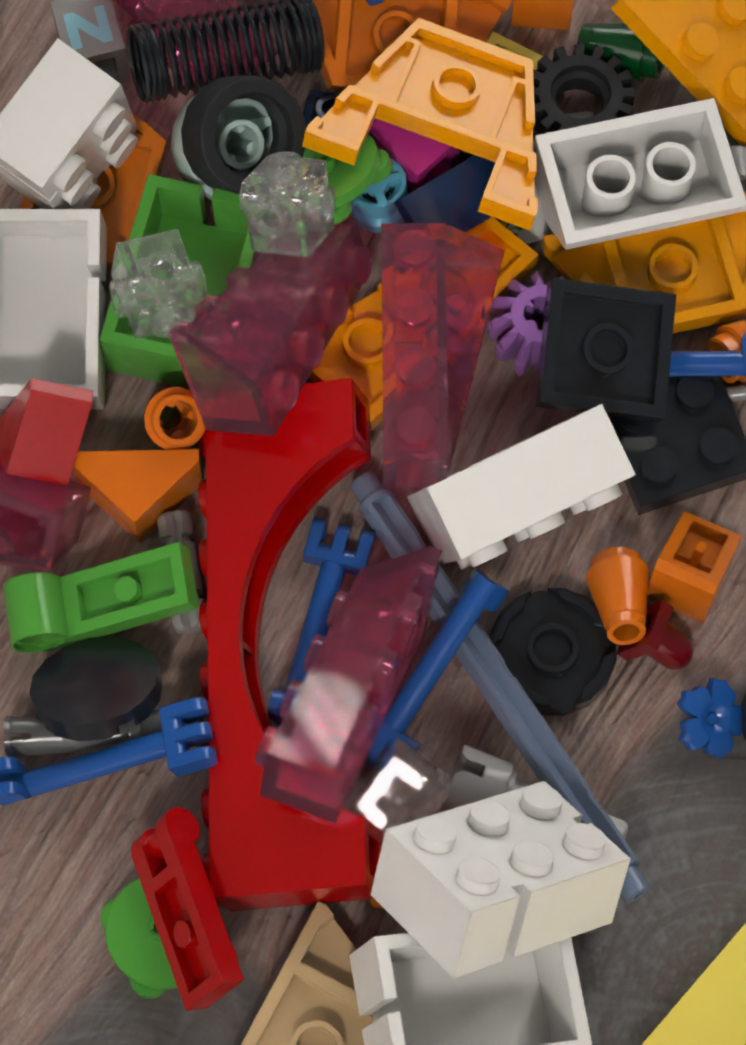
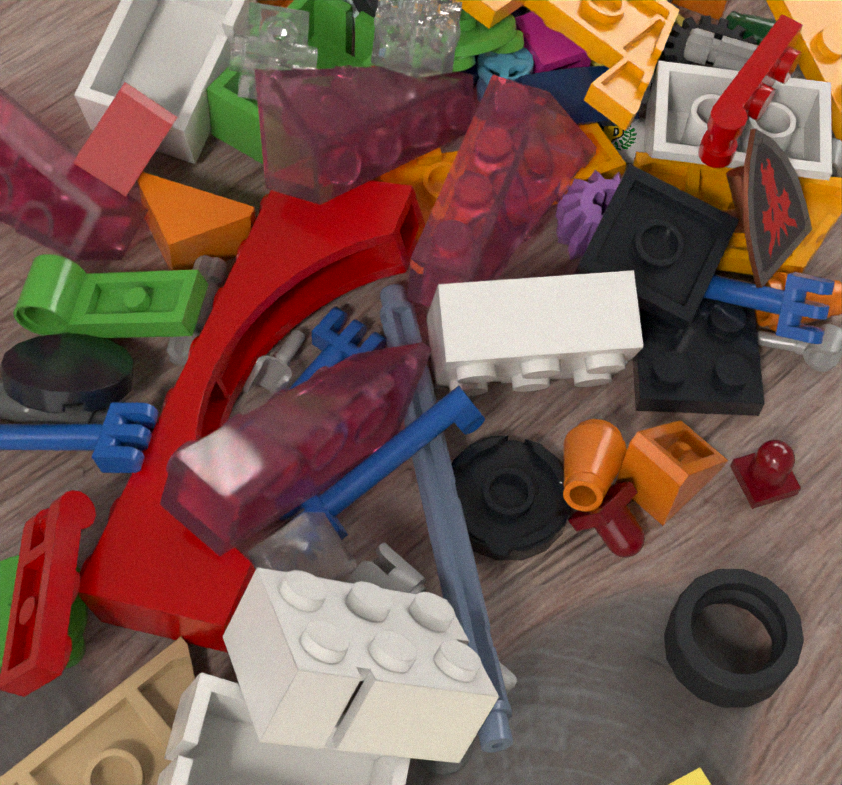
camera: 15 degrees right, 10 degrees down
(186, 425) = (237, 160): orange cone -> none
(284, 608) = (274, 370): none -> light grey hand
(612, 94) = (724, 53): none -> light grey axle
(643, 153) = (750, 92): none -> red plate
(700, 269) = (768, 206): none -> shield
(712, 719) = (638, 610): blue plant -> none

